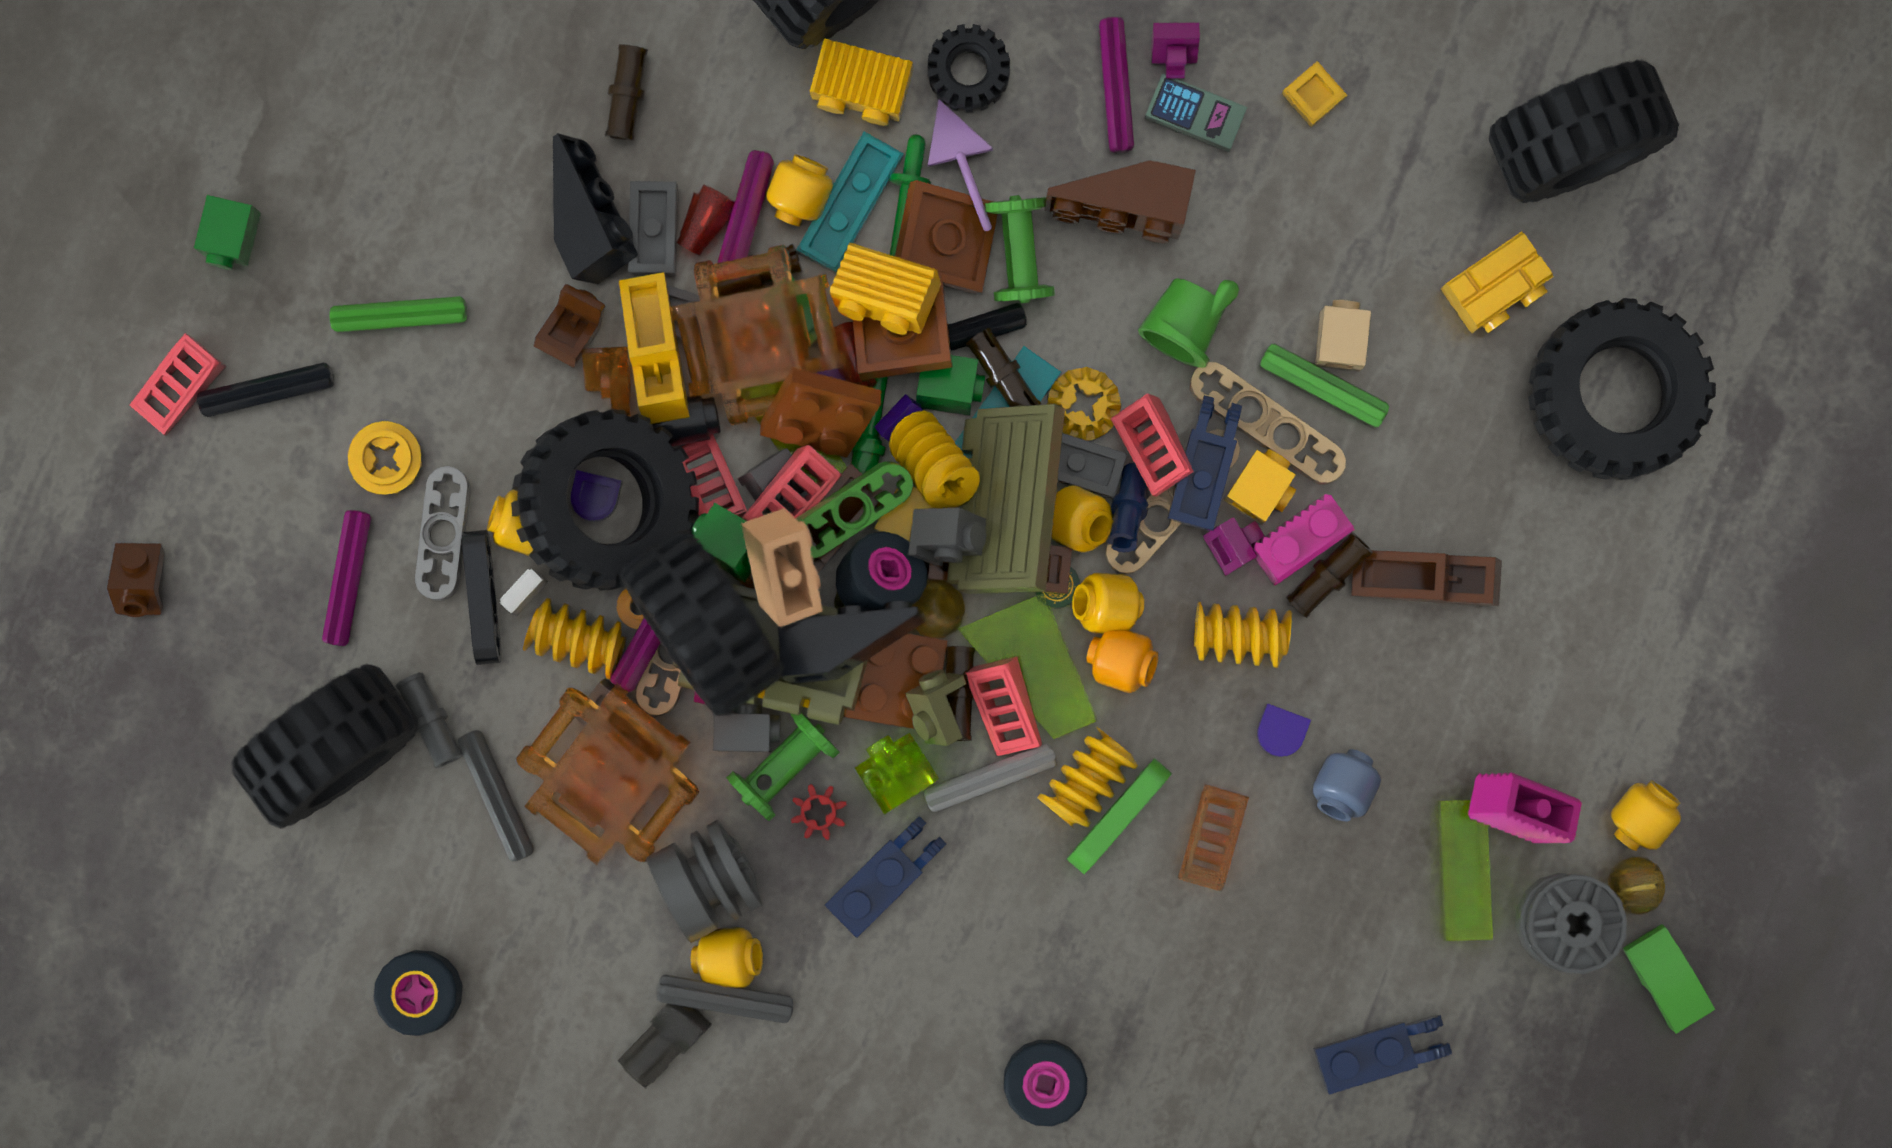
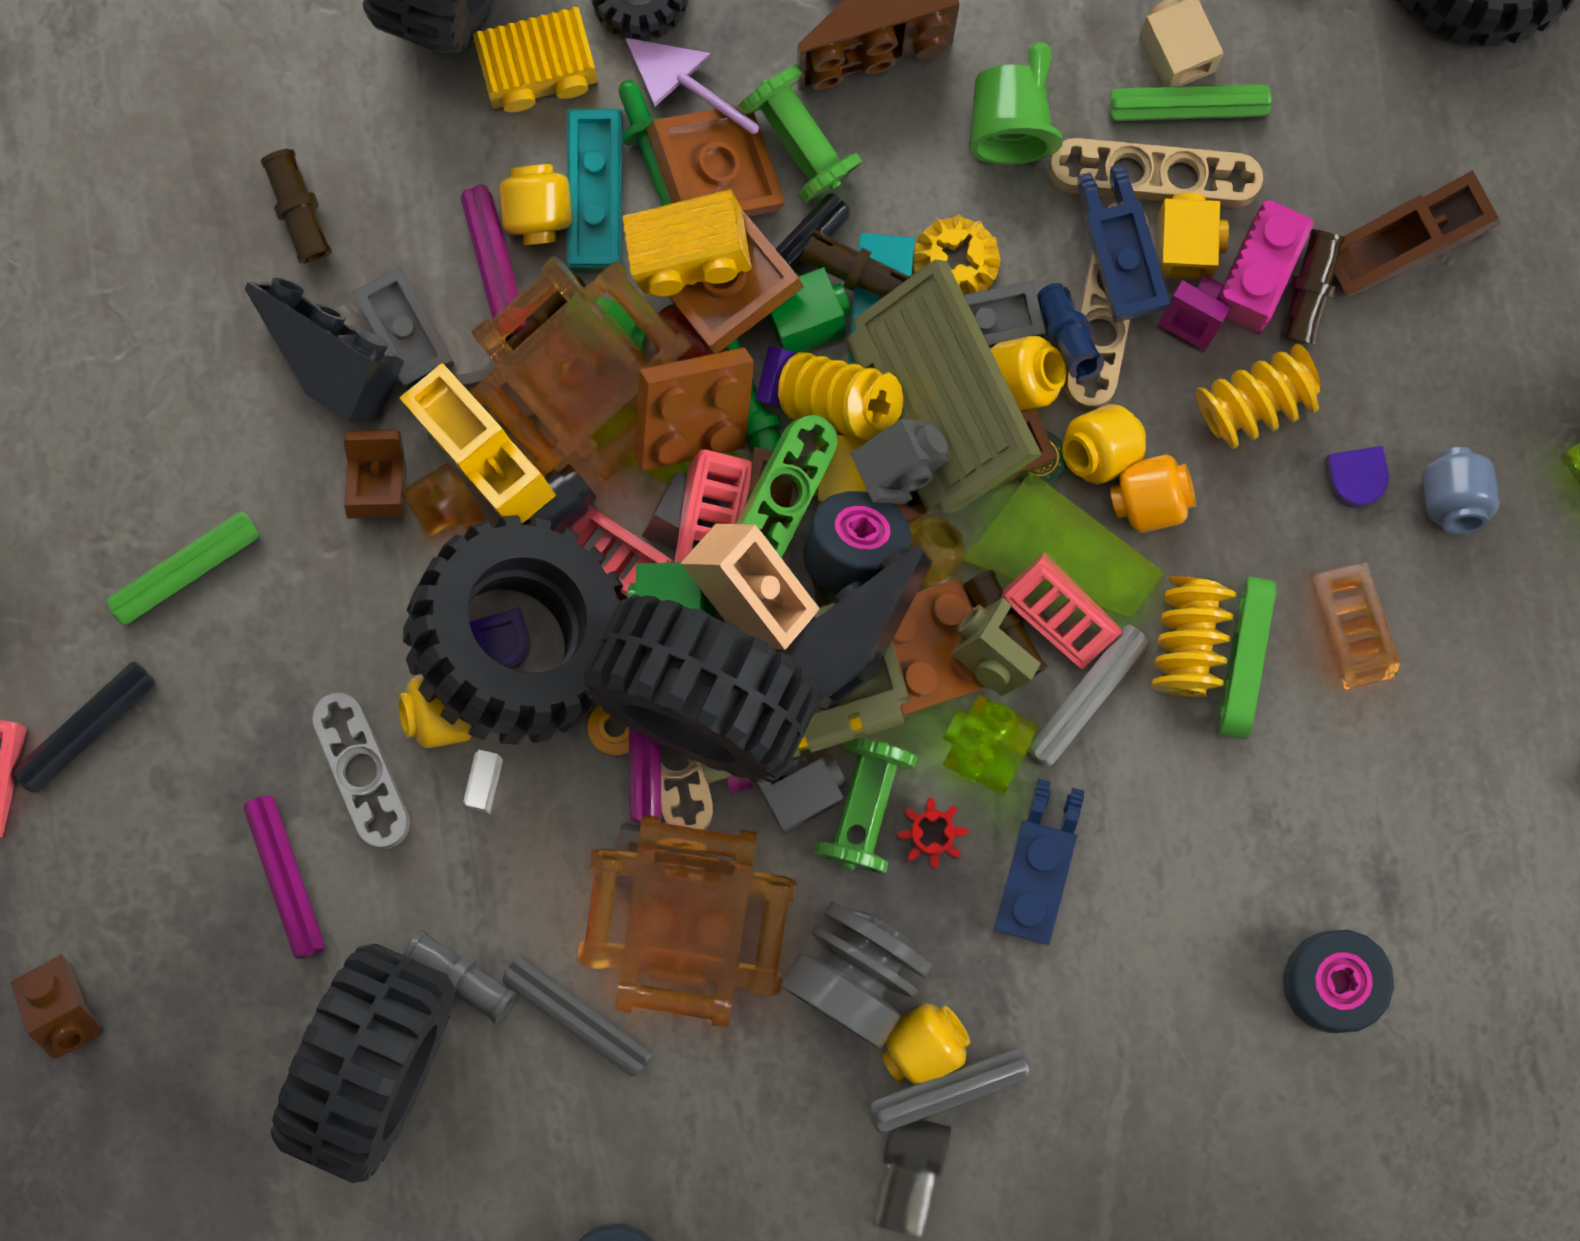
camera: 35 degrees left, 5 degrees down
(363, 461) = (240, 704): yellow gear -> none
(481, 597) = (441, 813): black beam -> none
(575, 637) = (567, 797): yellow piece -> none
(704, 219) = (453, 288): clear red cone -> none
(1126, 425) = (1017, 239): coral slope -> none

